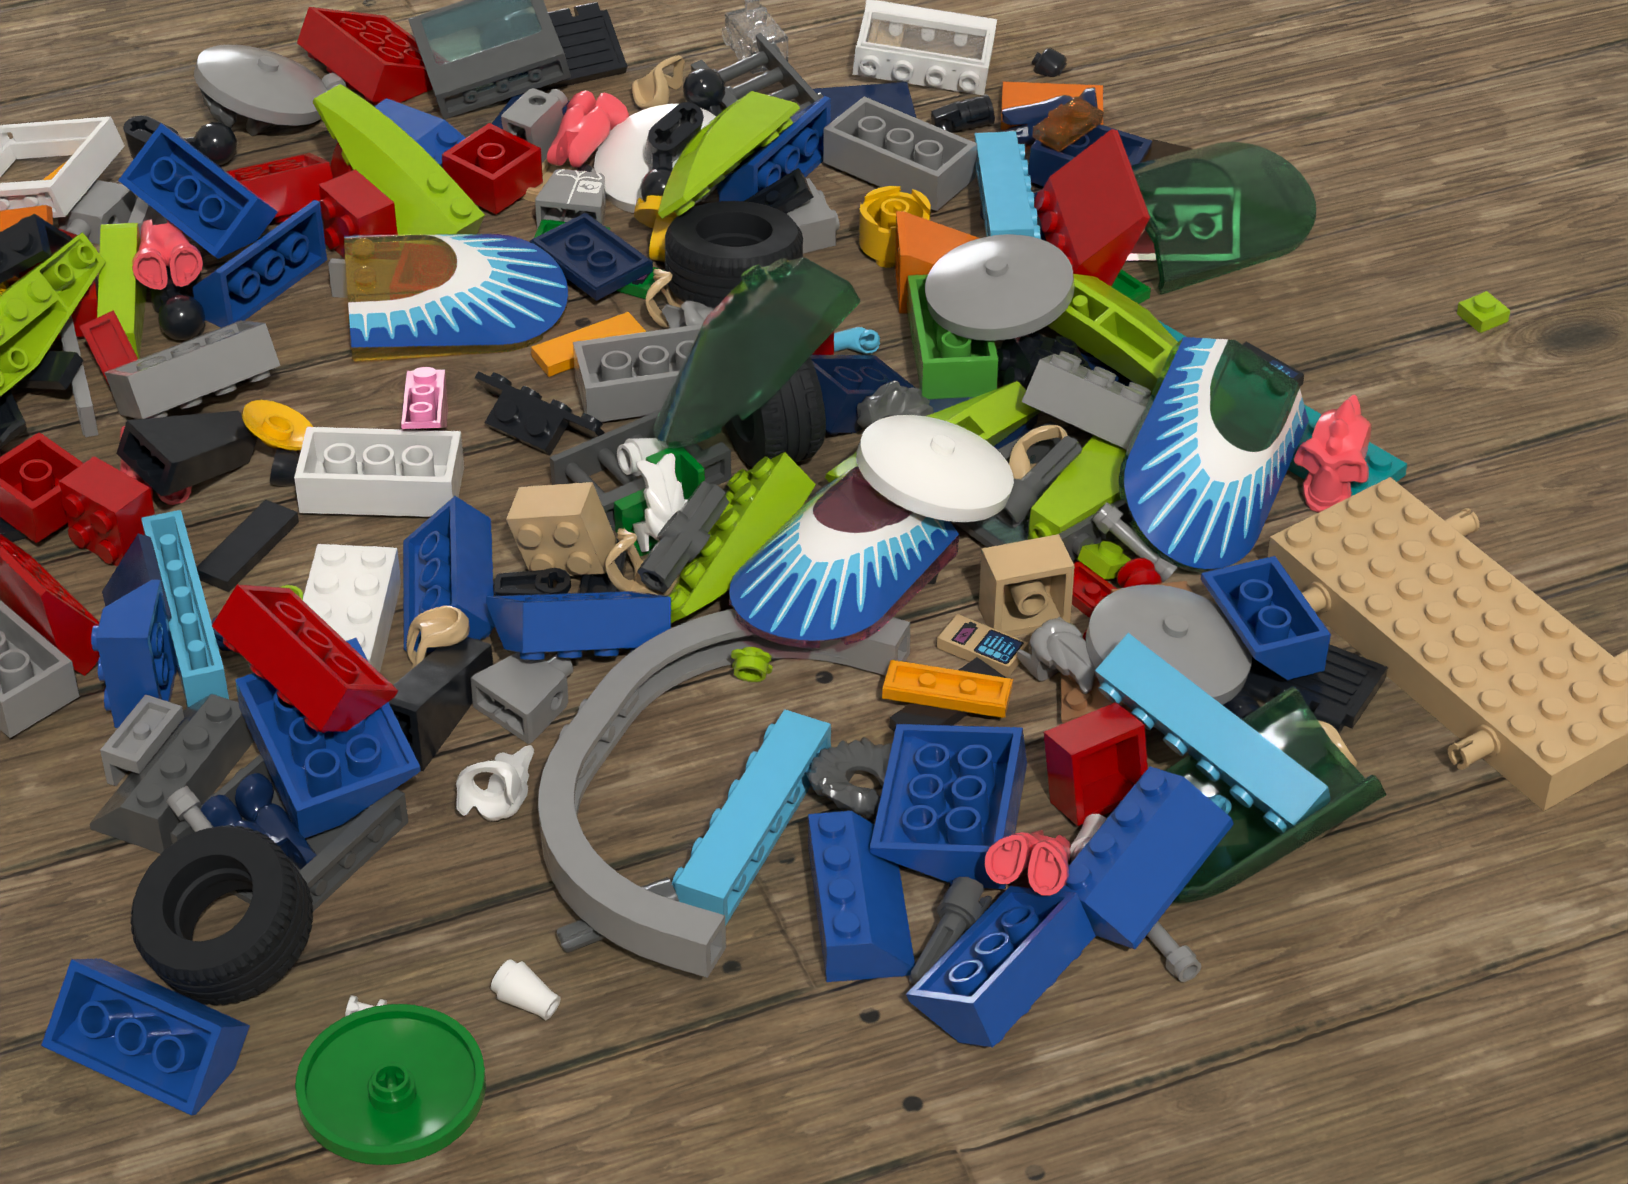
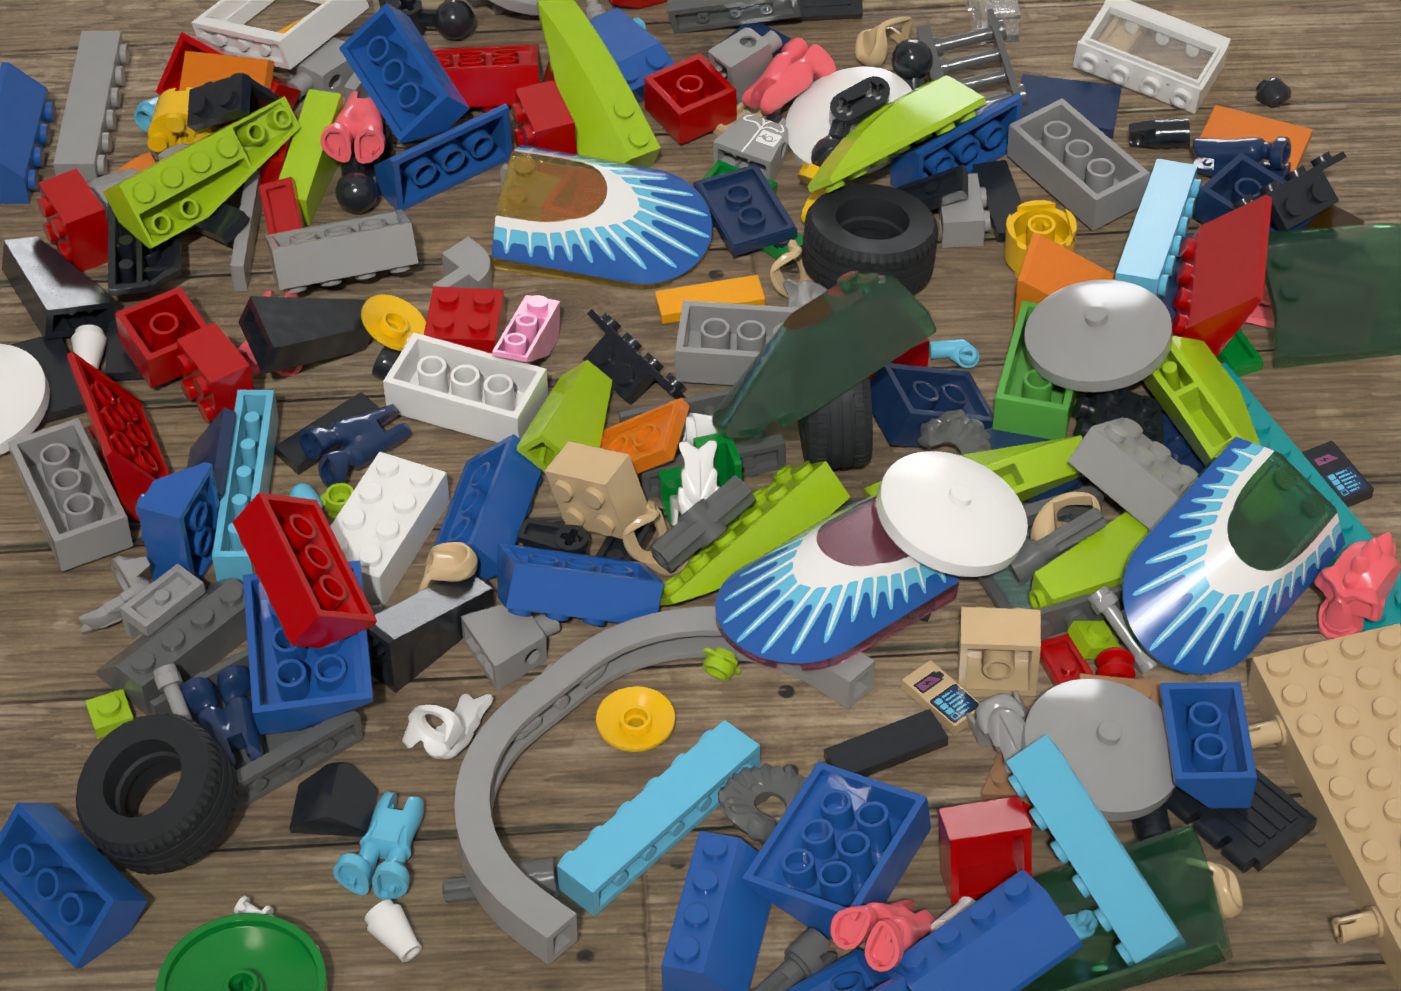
camera: 20 degrees right, 5 degrees up
(94, 736) = (127, 576): none -> light grey hair
(122, 860) = (108, 712): none -> lime plate
(284, 538) = (360, 438): none -> dark blue piece
(328, 372) = (466, 266): none -> light grey brick
(351, 402) = (467, 316): none -> red piece
(406, 887) = (334, 802): none -> black slope
(481, 905) = (388, 839): none -> medium azure piece
(496, 470) = (570, 413): none -> lime slope
(602, 461) = (649, 437): none -> orange tile
(689, 733) = (639, 708): none -> yellow dish
(838, 198) = (1000, 192): none -> black tile
(947, 688) = (887, 735): light orange tile -> none
(1067, 124) = (1245, 171): clear orange hinge -> none
(1135, 126) = (1302, 195): none -> black bracket

